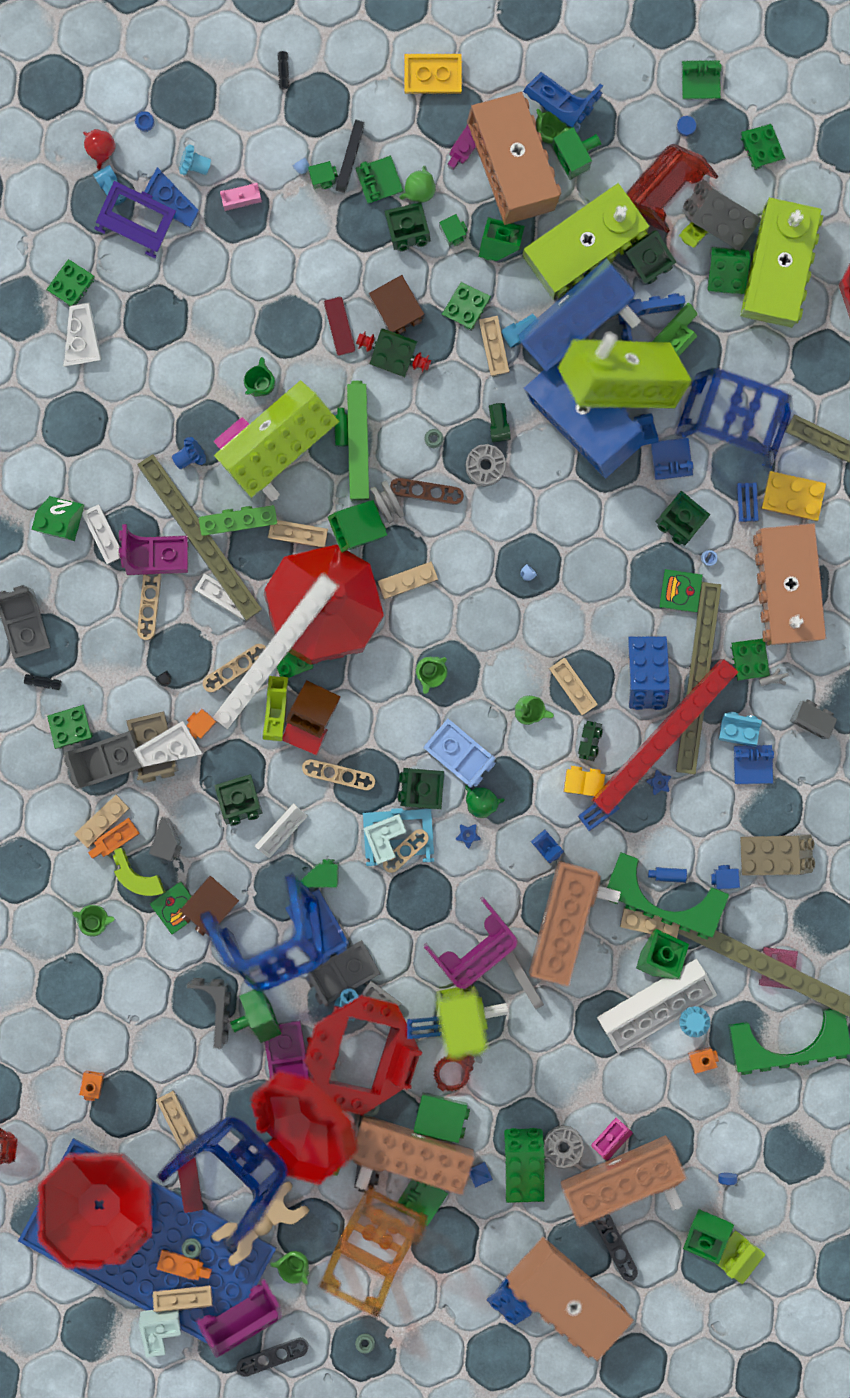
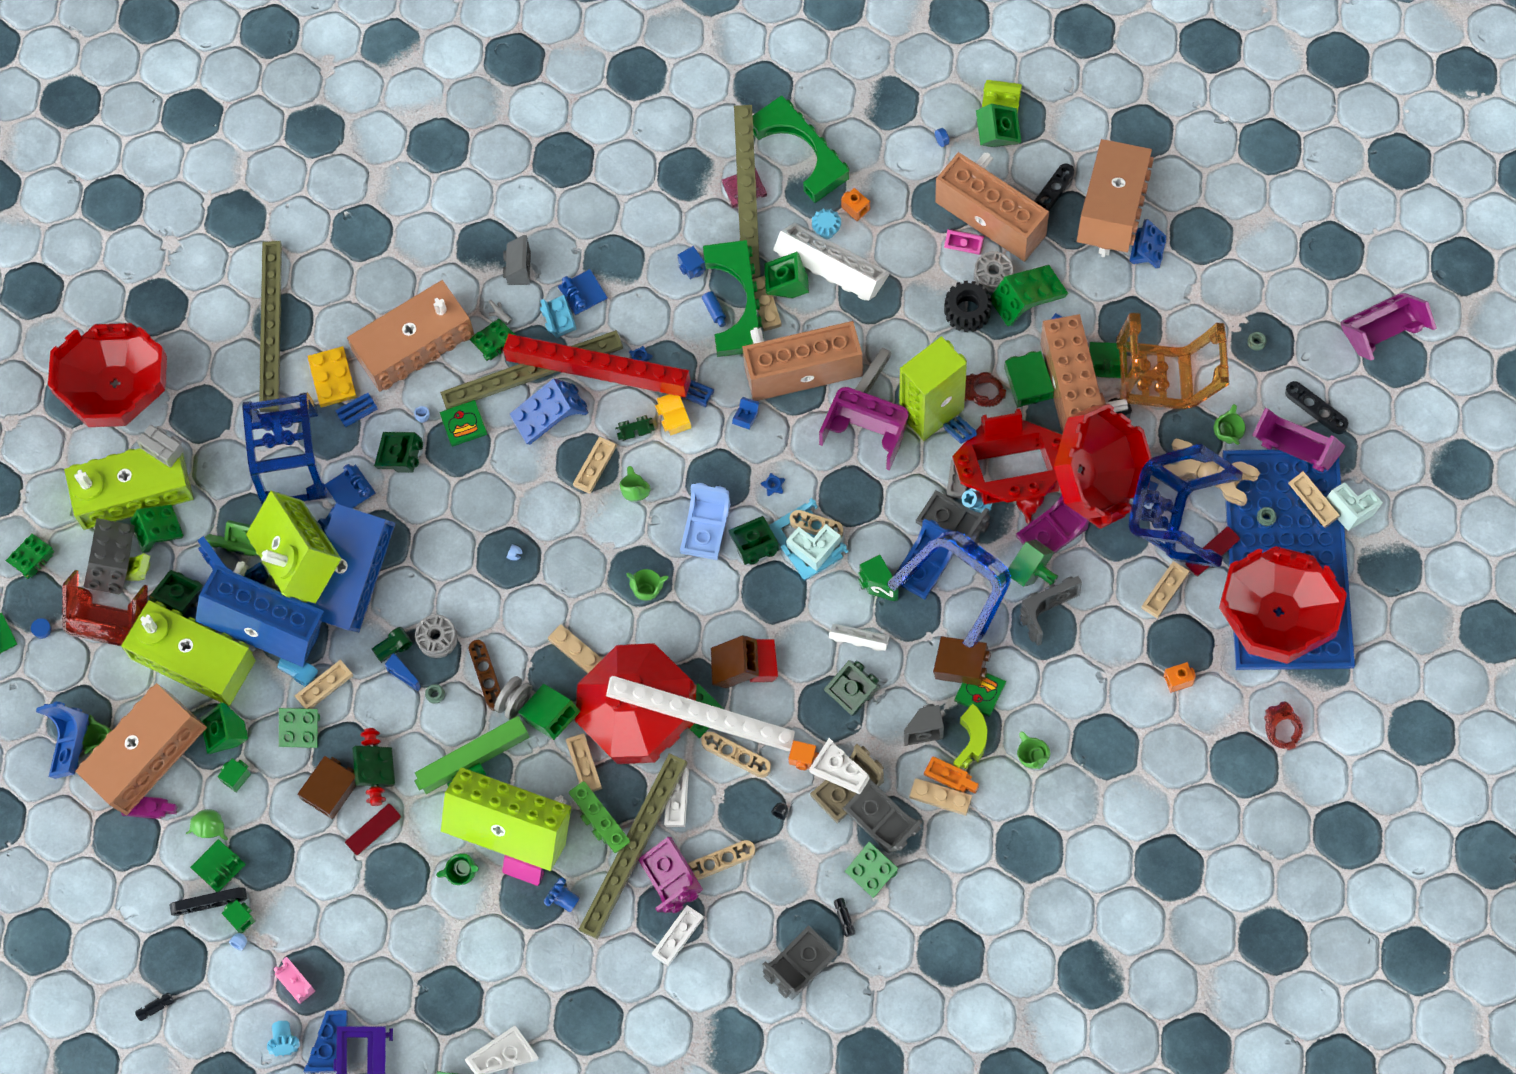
camera: 115 degrees left, 20 degrees down
(58, 518) = (683, 981): green slope -> none
(182, 1265) = (1286, 516): orange hinge -> none
(275, 708) = (755, 697): lime arch -> none
(339, 771) = (782, 616): tan beam -> none
(407, 226) = (250, 815): dark green plate -> none
(432, 73) = (94, 869): yellow plate -> none
(472, 417) = (400, 671): none -> blue slope
(481, 802) = (739, 486): green hair -> none
(541, 1120) = (972, 293): none -> black tyre
(573, 152) = (110, 703): green brick -> none
(777, 855) = (650, 234): dark tan bracket -> none
(793, 303) = (160, 445): none -> light grey brick

